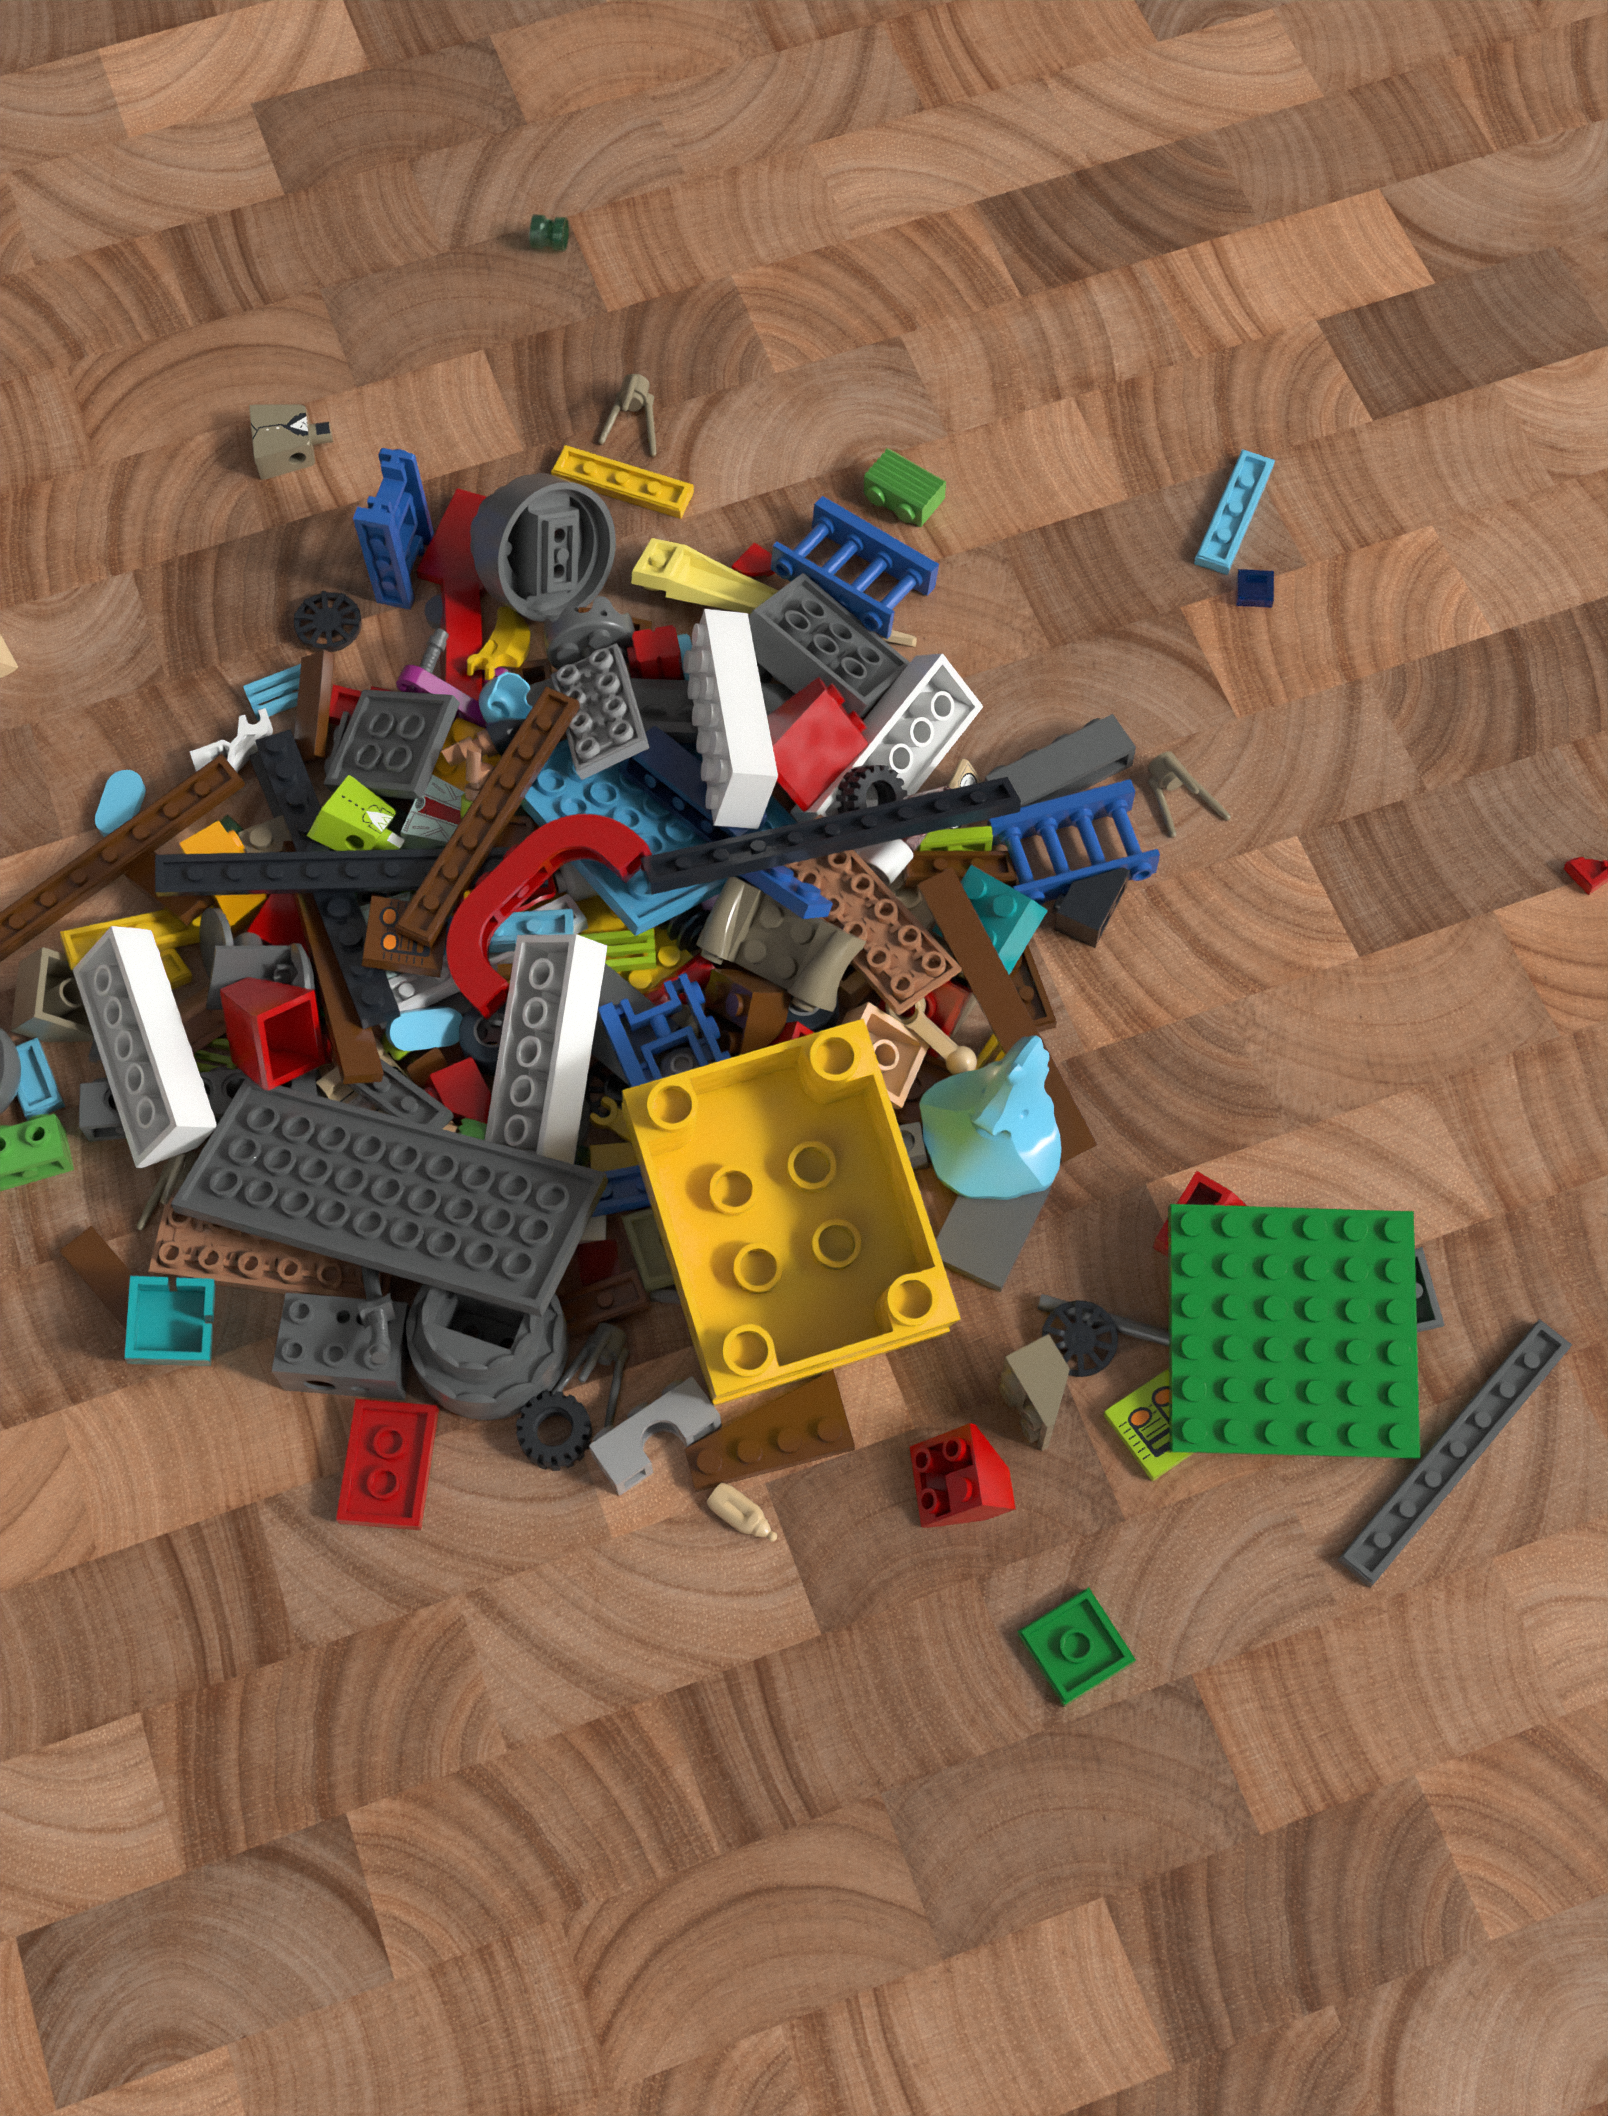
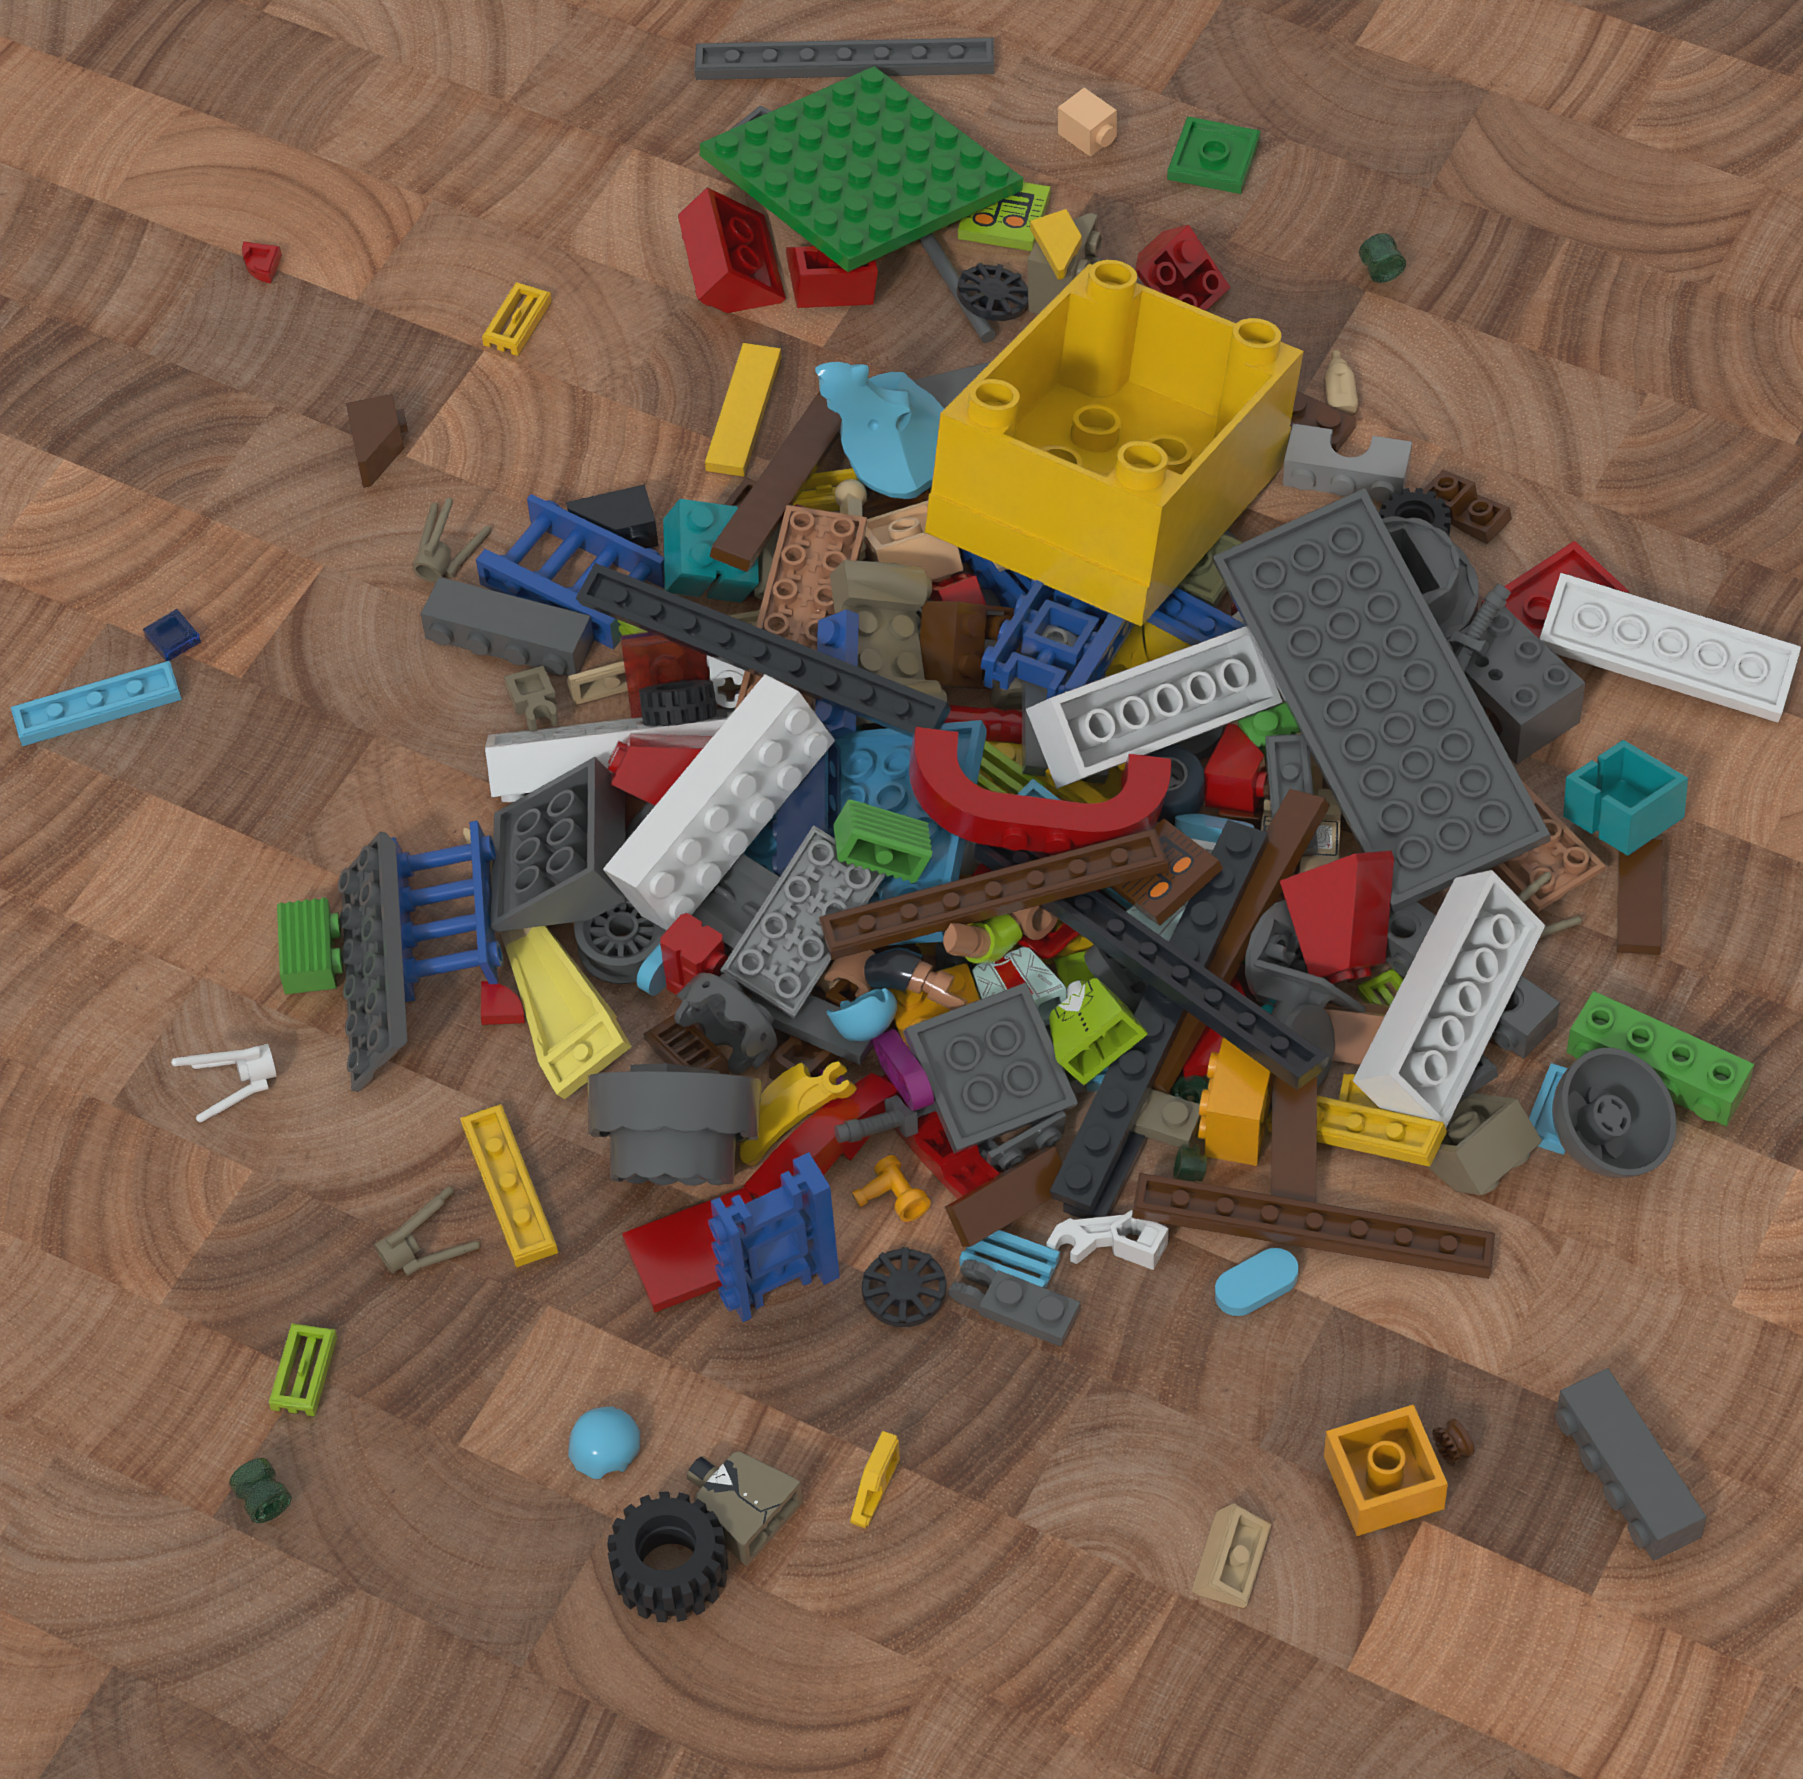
camera: 130 degrees left, 10 degrees down
(227, 516) = (875, 1478): none -> yellow tile
(229, 677) = (1016, 1302): none -> dark grey hinge
(257, 1491) = (1670, 647): none -> white plate
(285, 355) = (663, 1523): none -> black tyre
(376, 665) = (910, 1201): none -> light orange piece
(400, 407) = (603, 1441): none -> medium azure hair
(537, 1491) = (1469, 511): none -> reddish brown slope
(592, 772) = (882, 841): none -> bright green brick
(595, 309) = (296, 1402): none -> lime tile
(829, 1662) = (1382, 258): none -> clear green wheel
(844, 407) = (252, 1064): none -> white plant
(845, 498) = (372, 960): none -> dark grey plate
(986, 746) = (533, 695): none -> dark tan plate
(1041, 1365) = (1057, 239): none -> yellow tile
(1128, 1075) = (743, 410): none -> yellow tile
(1197, 1567) = (1087, 122): none -> light nougat brick
(1291, 1170) = (730, 254): none -> red slope
(1324, 812) = (376, 434): none -> reddish brown slope
(1371, 1026) = (516, 344): none -> yellow tile

